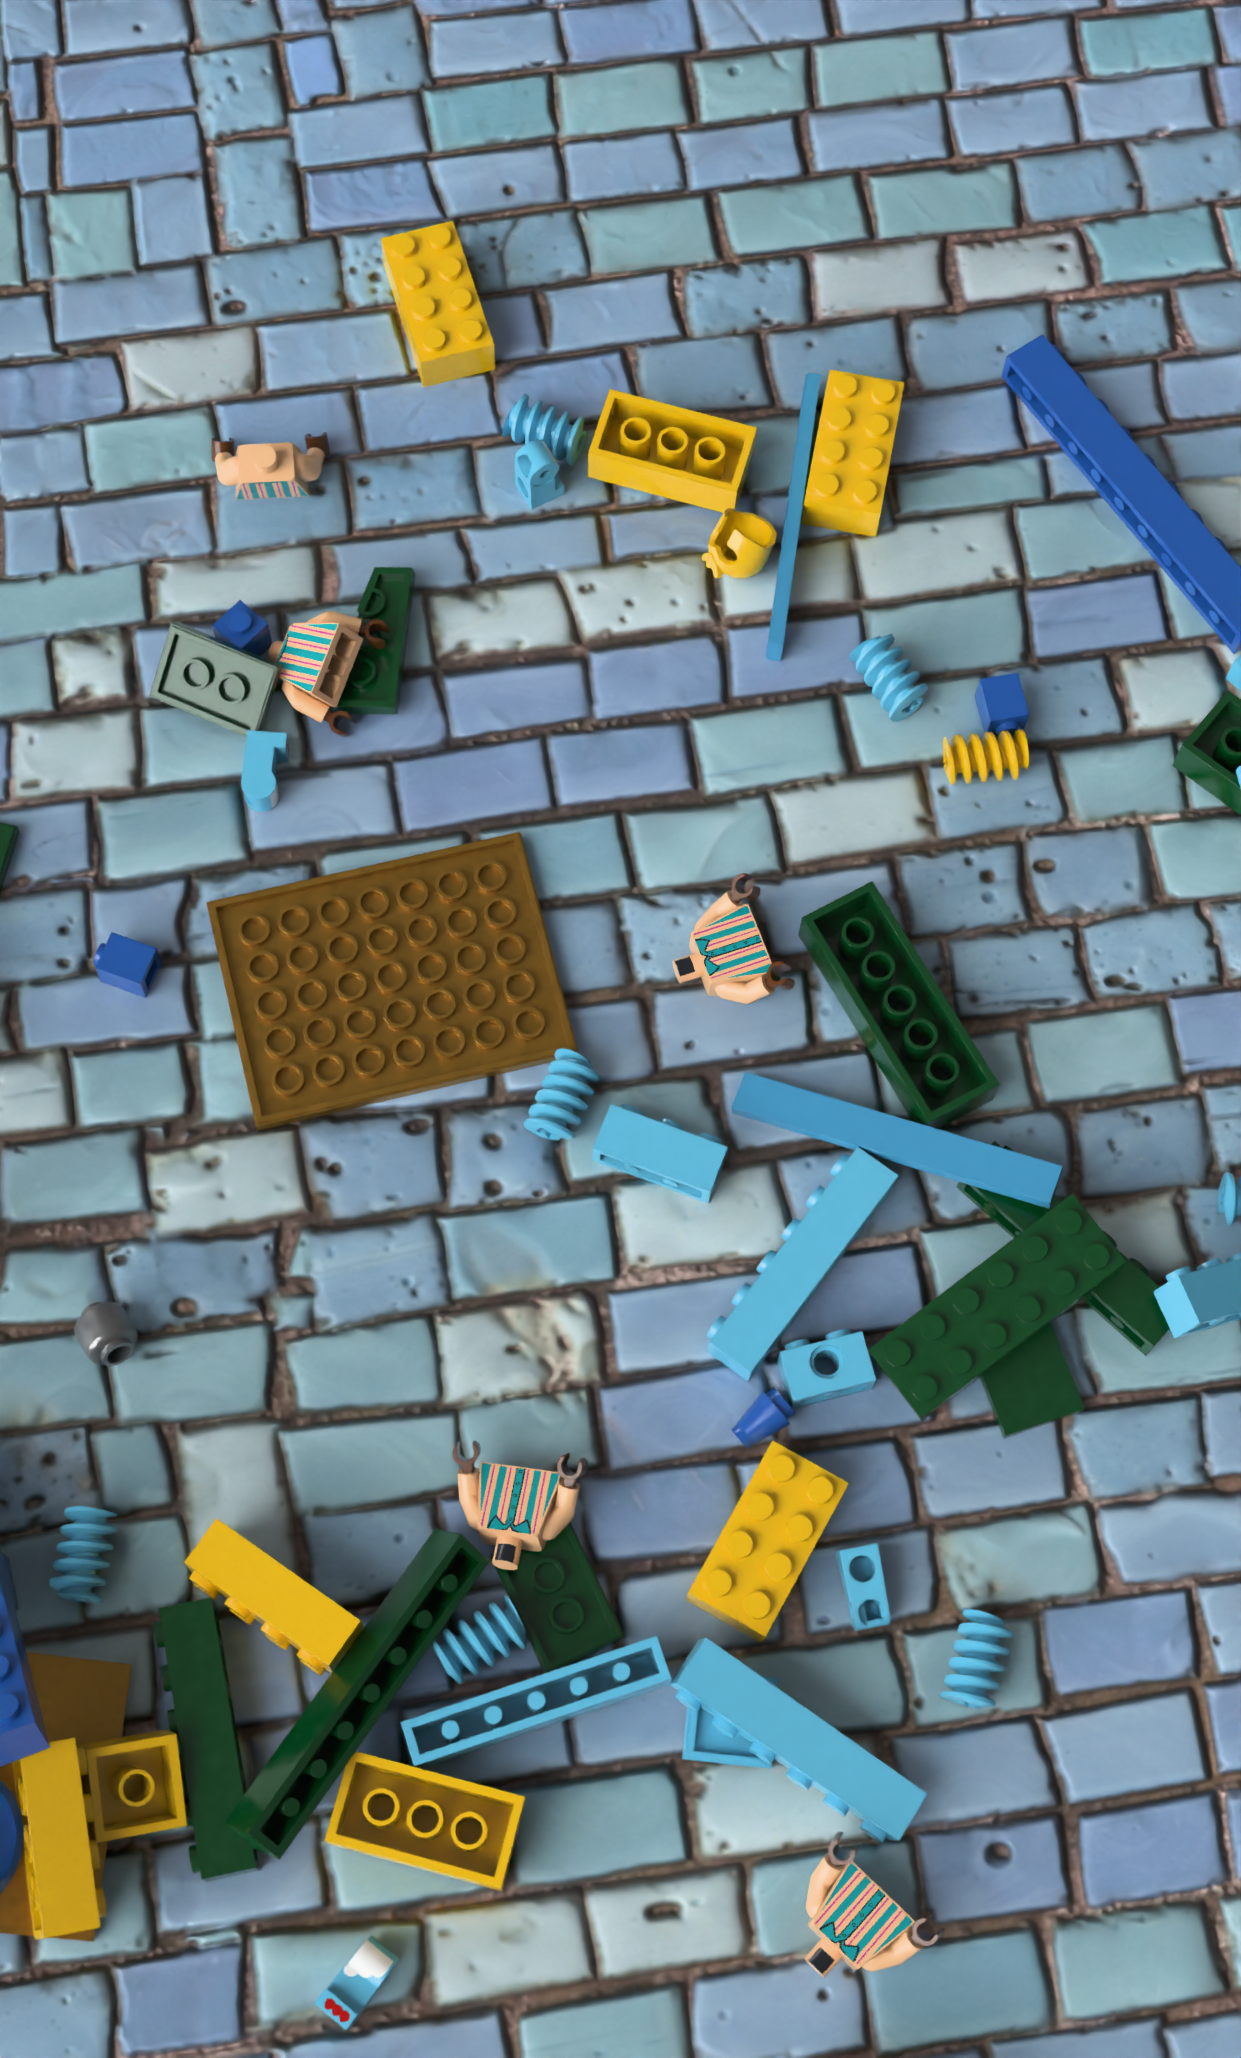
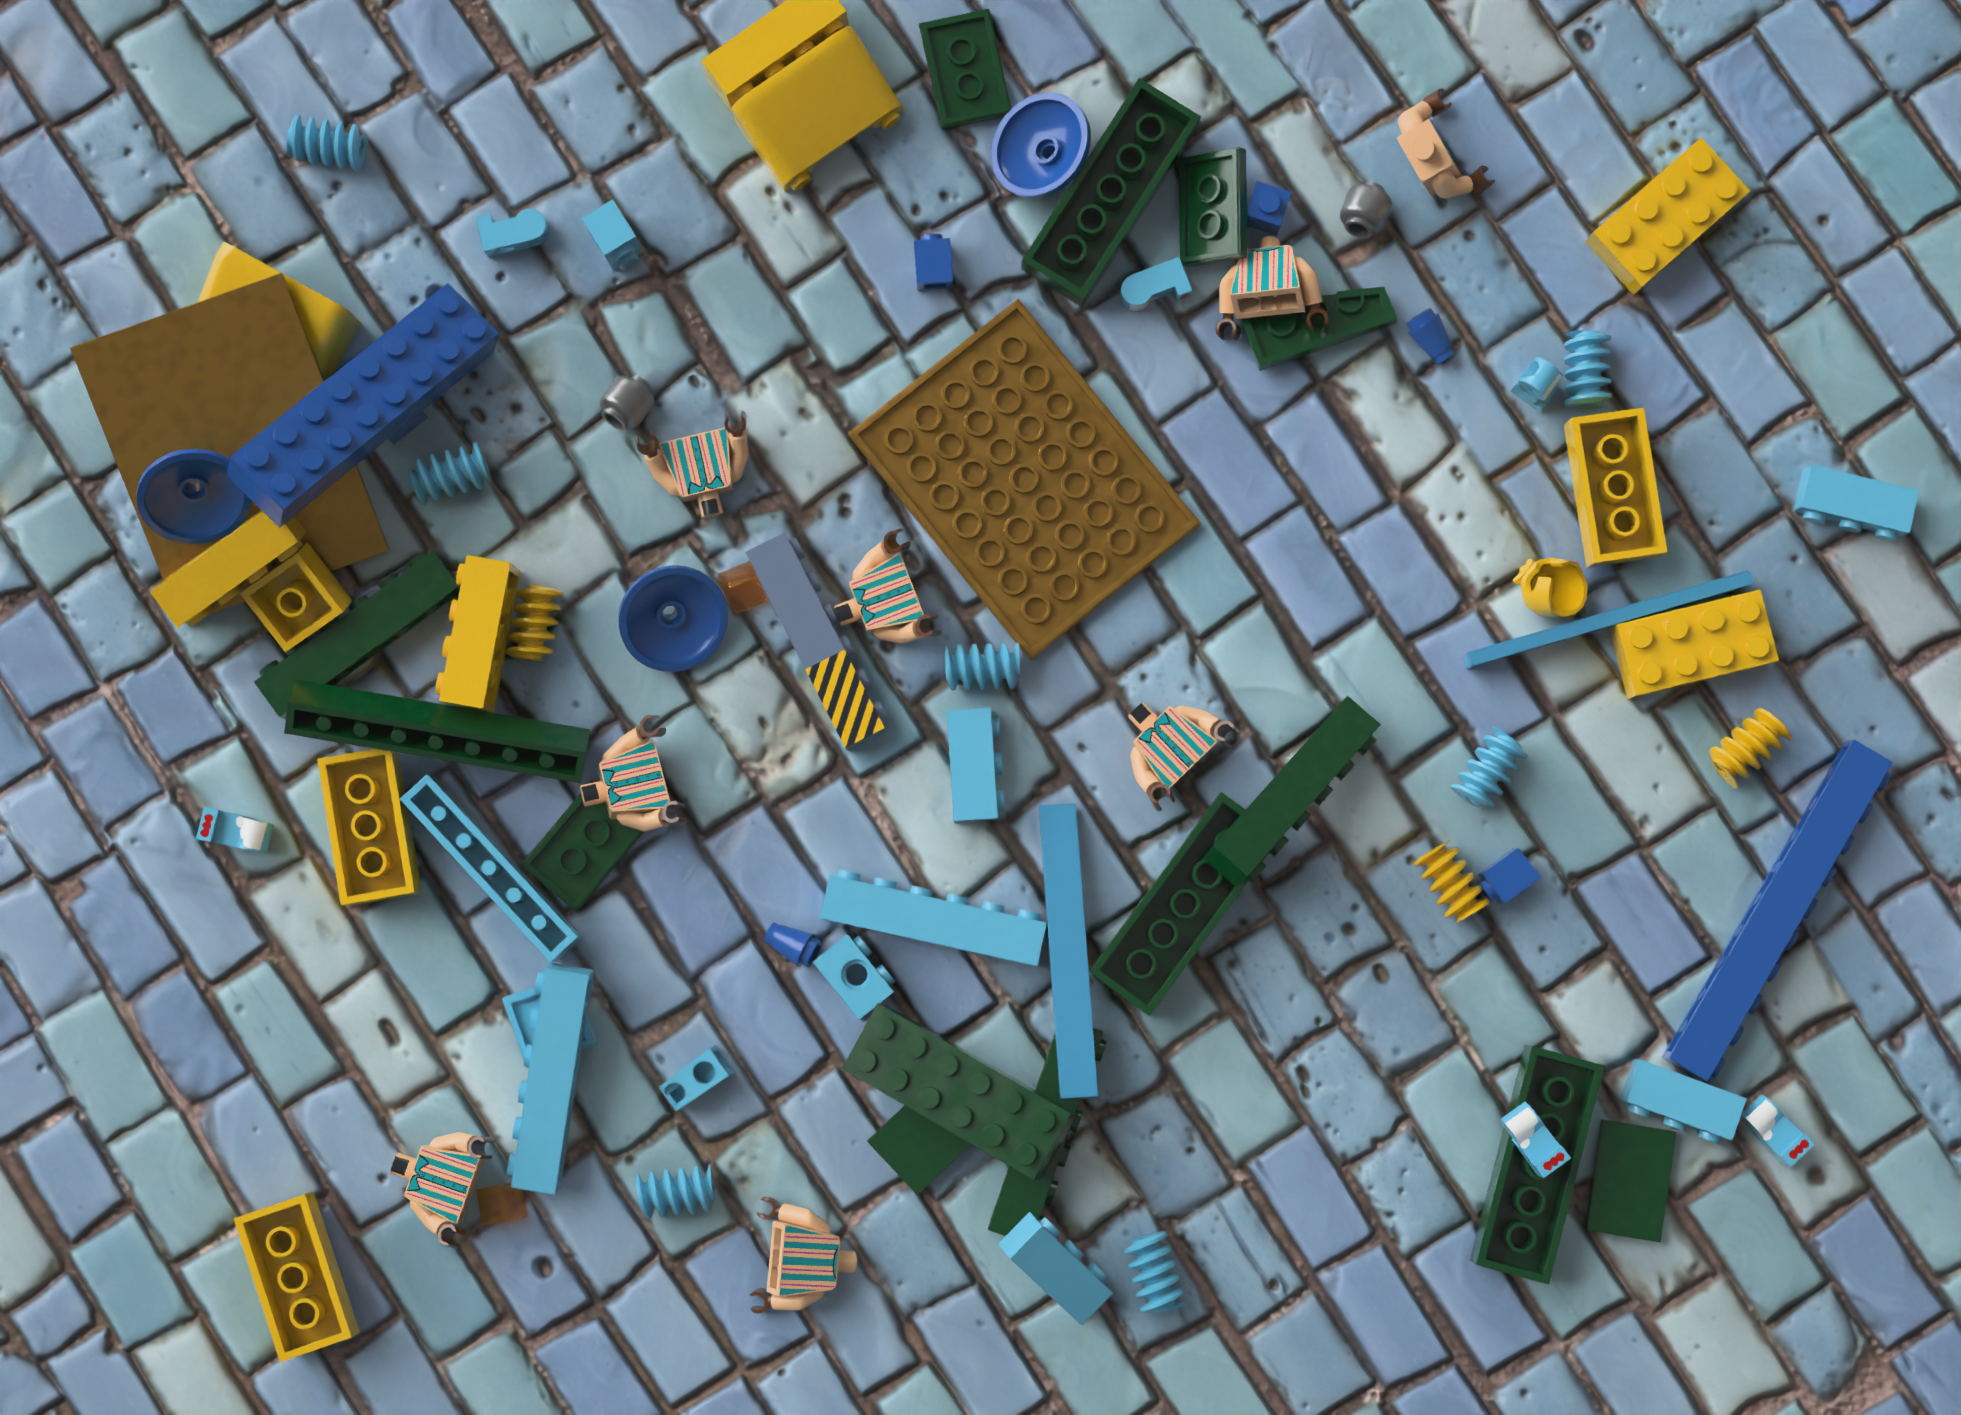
camera: 70 degrees right, 15 degrees up
(47, 804) = (1028, 138): none -> blue dish
(150, 766) = (1110, 192): none -> dark green brick
(210, 1285) = (700, 464): none -> torso
(291, 1538) = (534, 623): none -> yellow piece
(292, 551) = (1365, 210): none -> flat silver head
(360, 1305) = (742, 587): none -> clear orange slope
(376, 1371) = (675, 639): none -> blue dish
(442, 549) = (1430, 335): none -> blue cone
(444, 1159) = (886, 596): none -> torso
(455, 1251) = (815, 640): none -> sand blue brick
(480, 1640) = (520, 804): medium azure piece -> none
(766, 1541) = (695, 989): yellow brick -> none
(783, 268) = (1855, 502): none -> medium azure brick
(834, 851) = (1292, 791): none -> dark green brick
(908, 1868) = (501, 1204): none -> clear orange slope
(971, 448) = (1747, 745): none -> yellow piece
(1107, 1557) = (801, 1259): none -> light nougat torso

